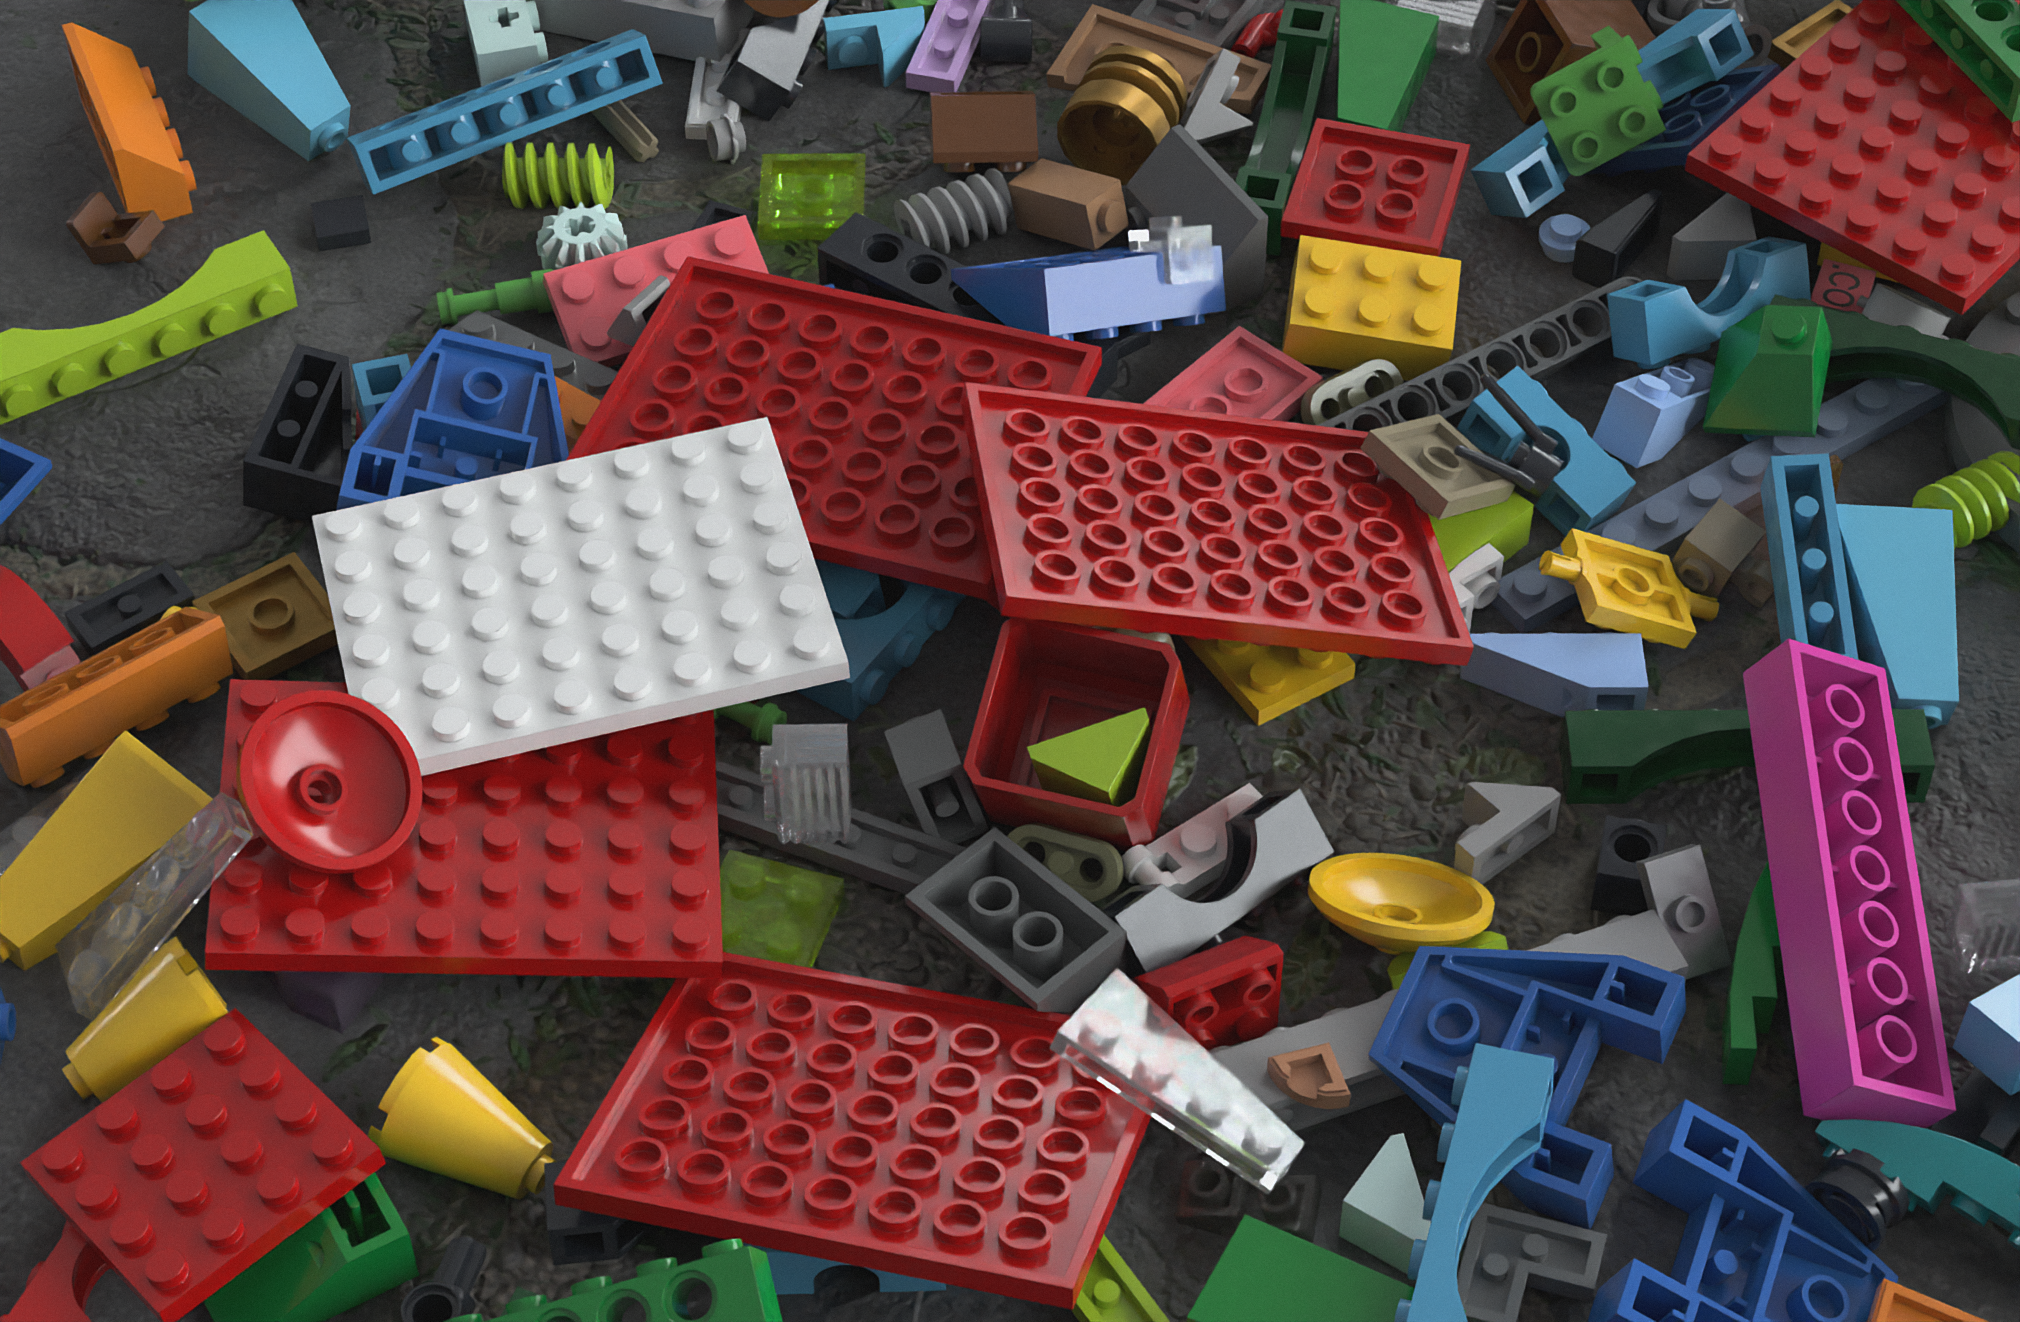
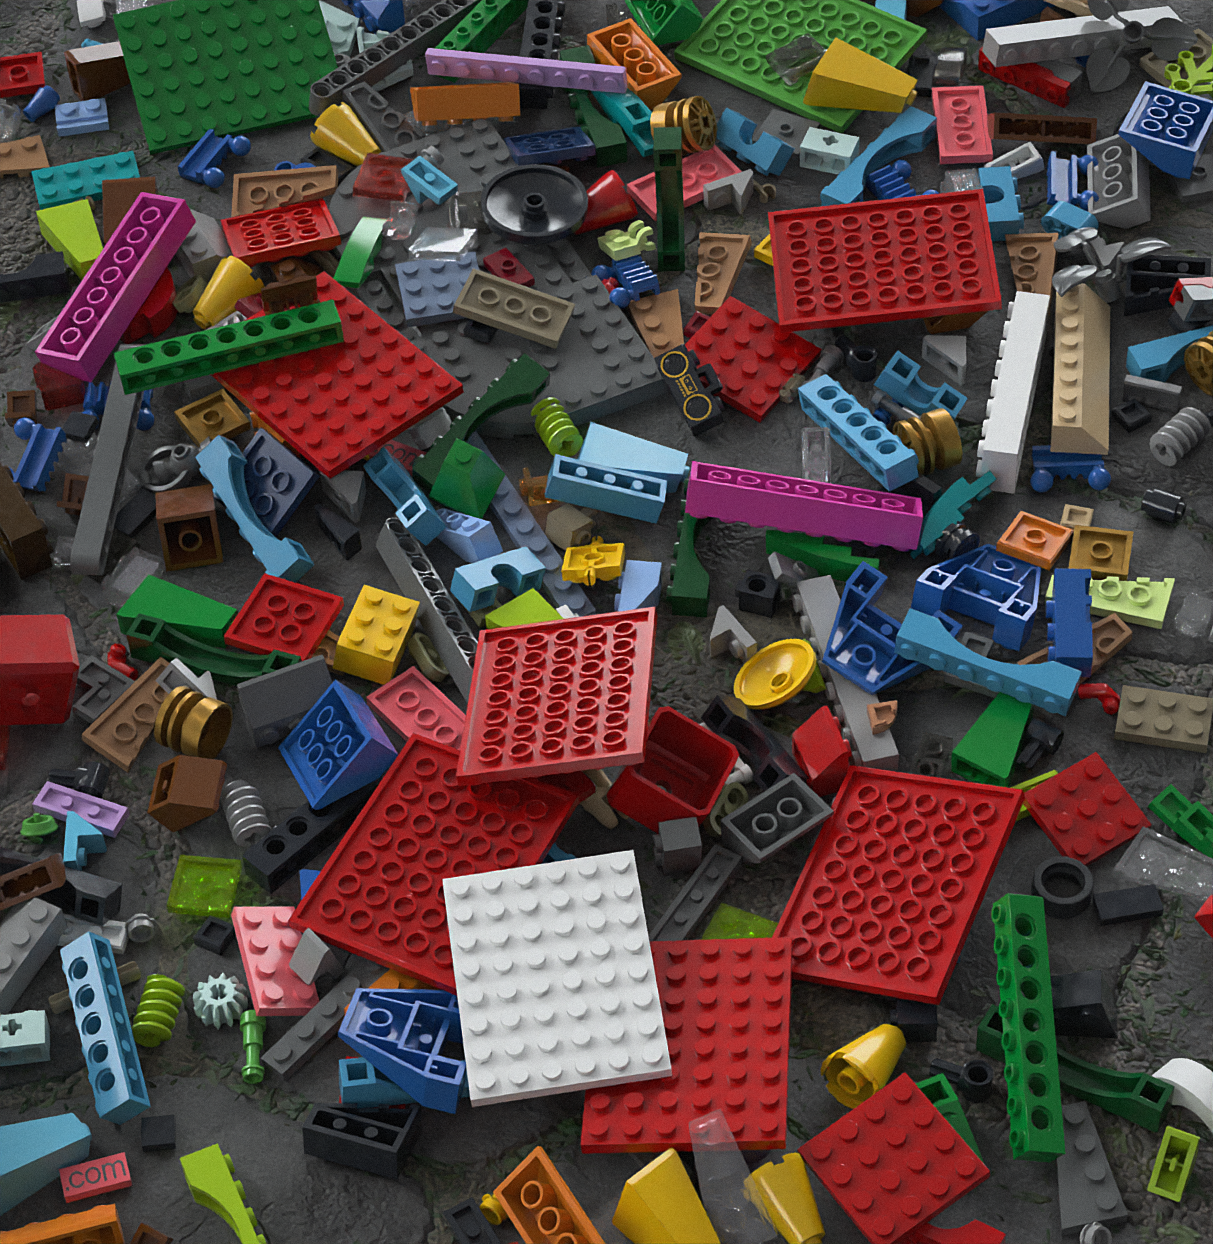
camera: 80 degrees left, 0 degrees up
(262, 169) = (95, 1177): none -> coral tile
(273, 618) = (488, 1157): pearl gold plate -> none
(352, 759) = (693, 1071): red dish -> none
(809, 781) = (685, 889): clear brick -> none
(1068, 204) = (256, 756): medium nougat brick -> none
(1096, 761) = (697, 765): lime slope -> none
(1166, 1073) = (886, 762): clear wing -> none
(1185, 248) = (333, 694): clear bracket -> none
(1386, 1206) = (943, 706): light aqua slope -> none
(1424, 463) = (517, 611): dark tan plate -> none
(1527, 466) = (515, 581): black plant -> none
(1559, 236) = (323, 556): light blue plate -> none
(1599, 104) = (266, 504): bright green bracket -> none

